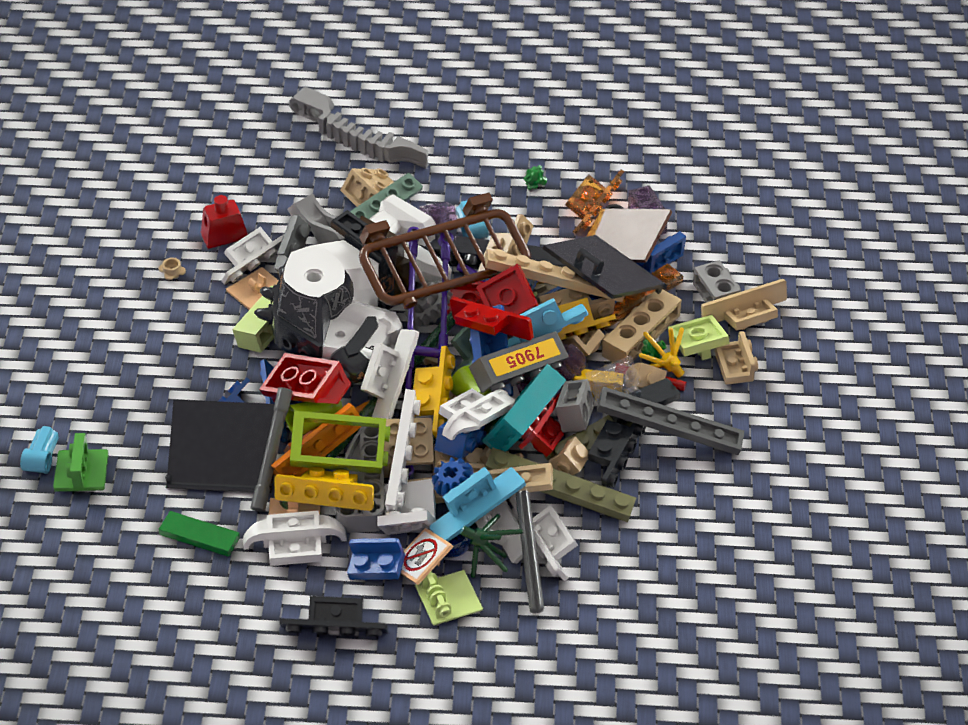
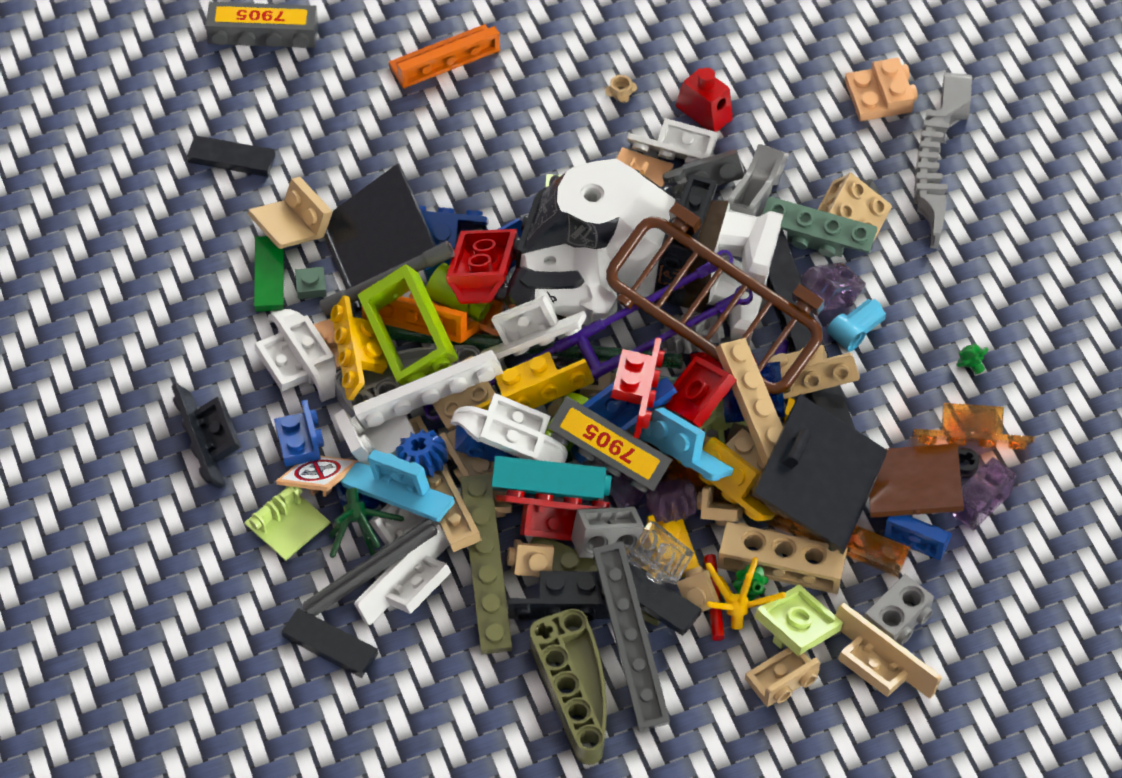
camera: 65 degrees right, 10 degrees up
(39, 455) = (298, 99): medium azure piece -> none
(60, 521) = (231, 156): none -> black tile
(66, 357) = (445, 55): none -> orange fence
(81, 468) = (303, 140): bright green bracket -> none
(160, 492) = (296, 218): none -> tan bracket
(226, 510) = (310, 282): none -> sand green plate
(277, 138) = (881, 90): none -> light nougat plate
(573, 606) = (329, 642): none -> black tile
(685, 471) = (580, 672): none -> olive beam

